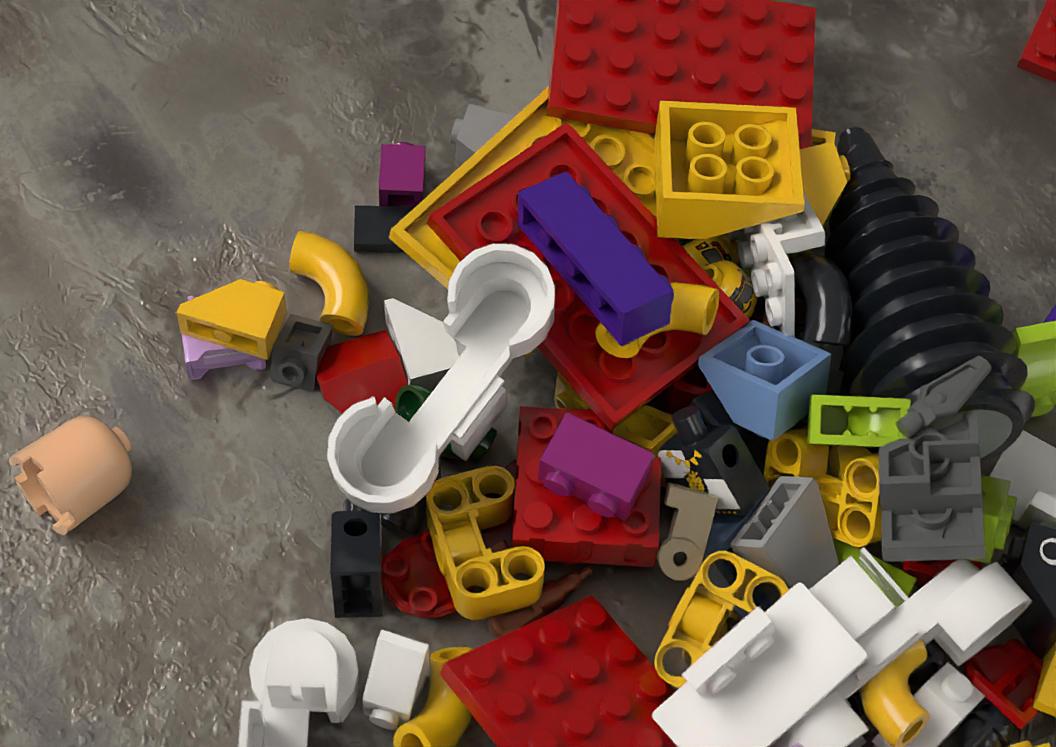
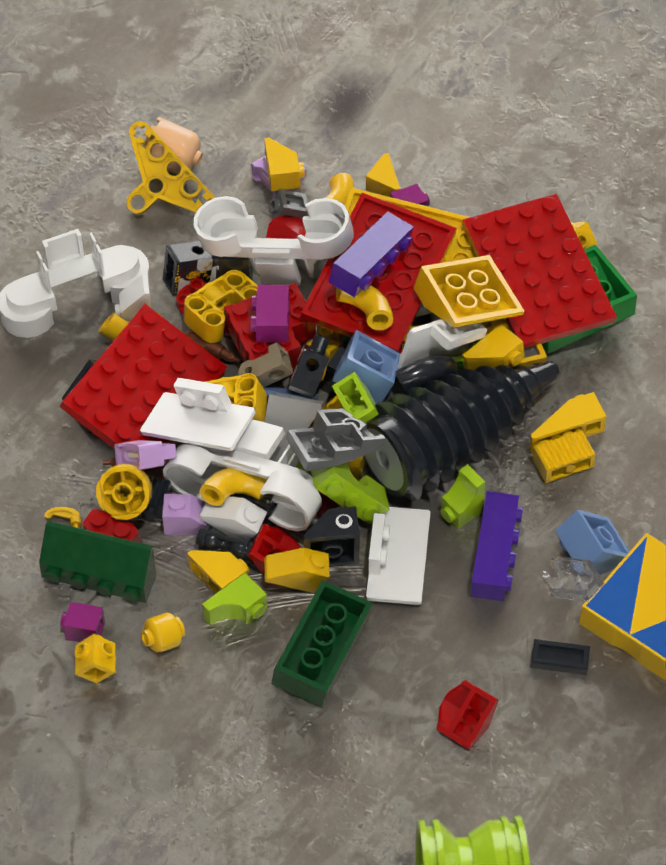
camera: 70 degrees right, 10 degrees down
(120, 513) = (156, 168): none -> yellow beam
(333, 188) = (382, 177): none -> yellow slope
(939, 160) = (576, 414): none -> yellow slope
(944, 395) = (383, 420): dark grey piece -> none
(997, 205) = (563, 456): none -> yellow brick

